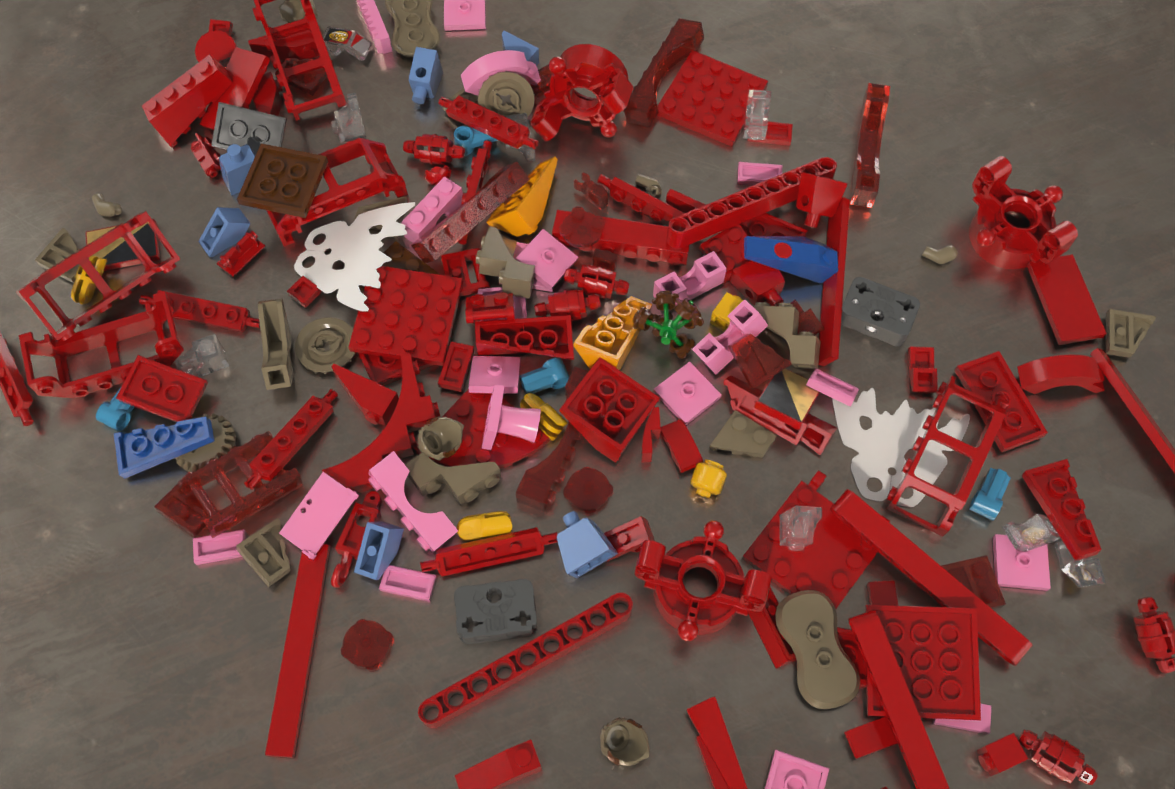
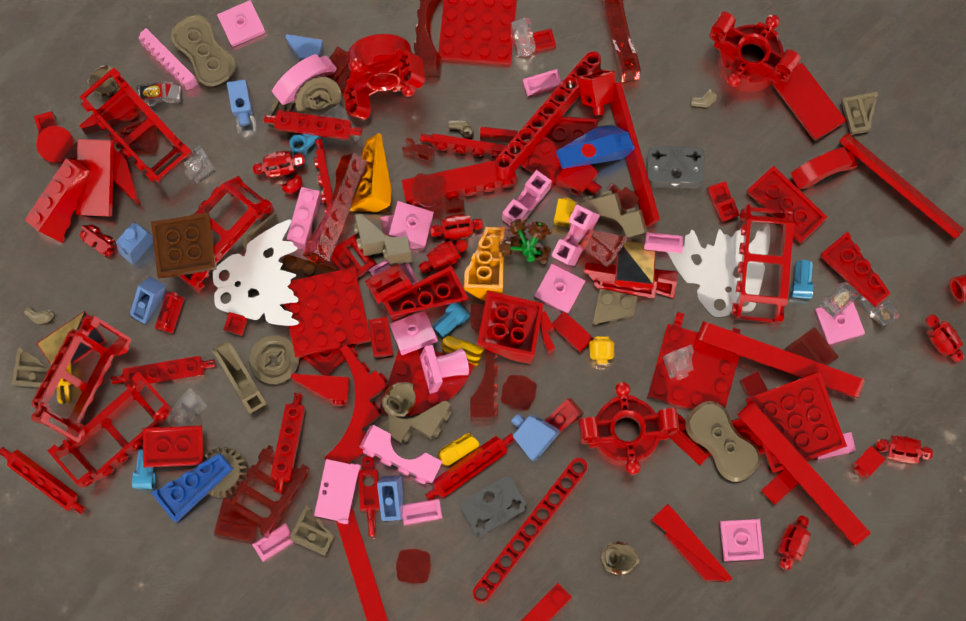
camera: 20 degrees left, 10 degrees up
(246, 127) = (123, 207): dark grey tile -> none

